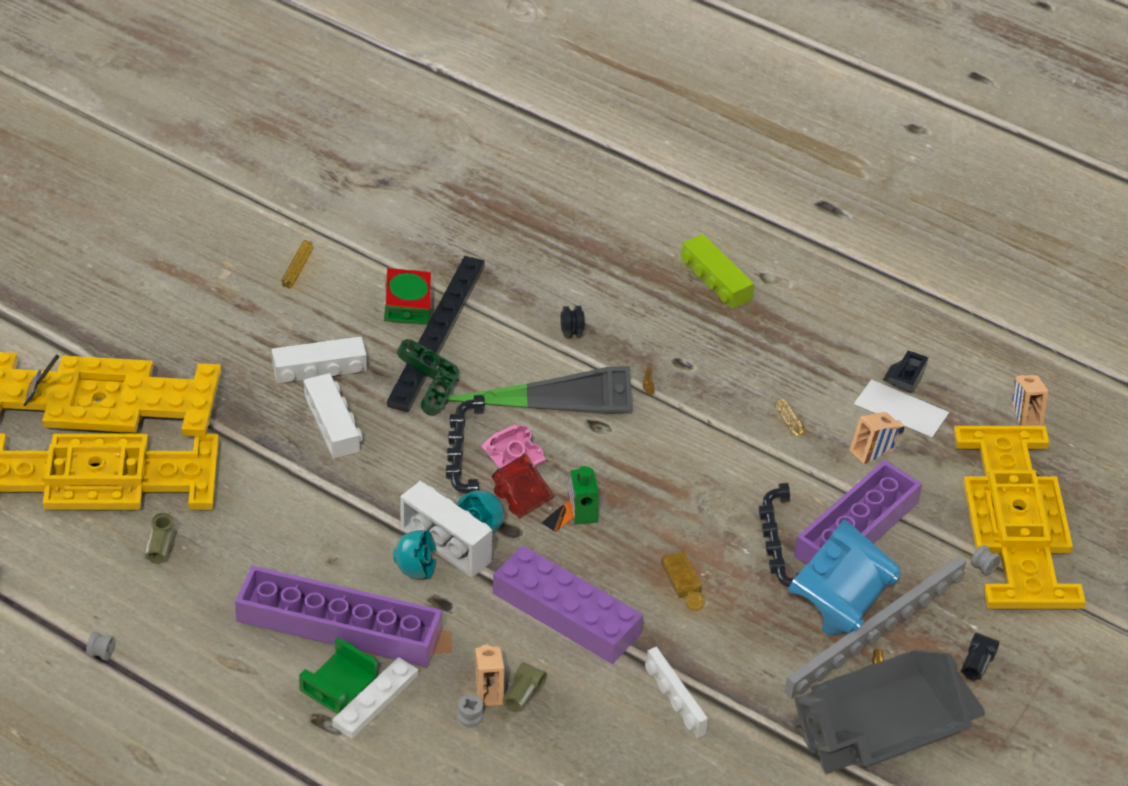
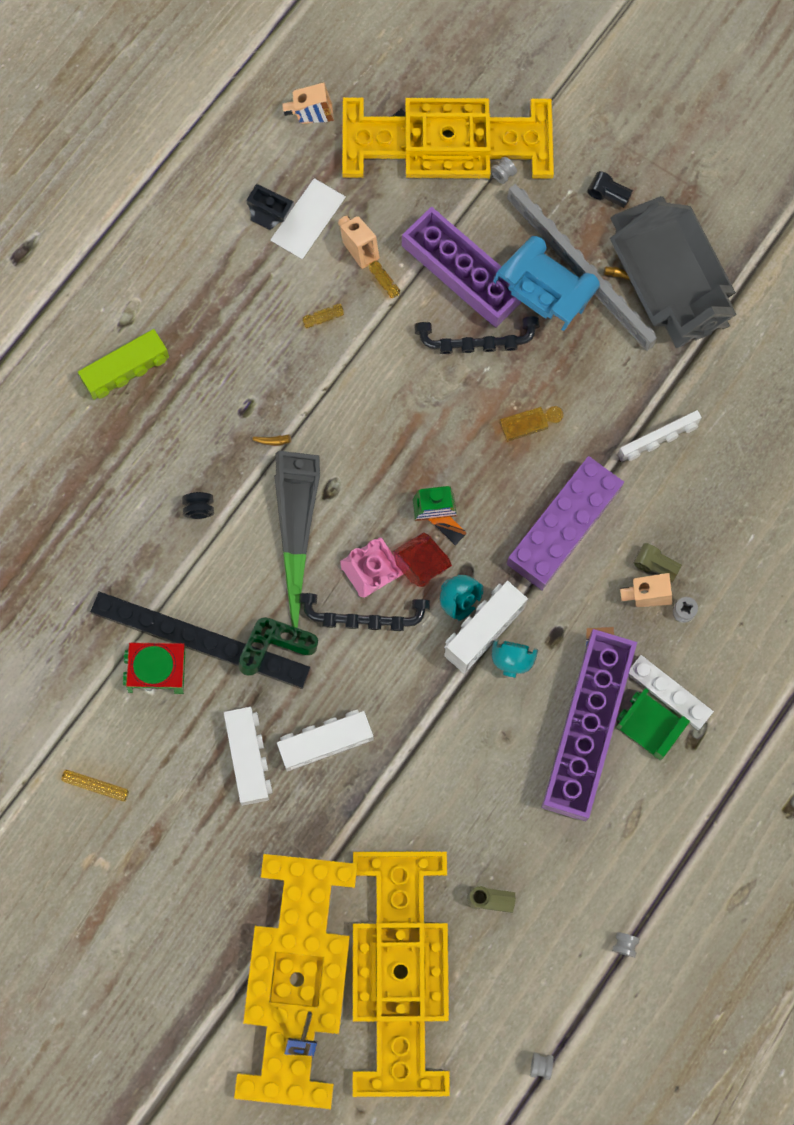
camera: 90 degrees left, 30 degrees up
(838, 464) = (384, 279): none -> clear yellow axle

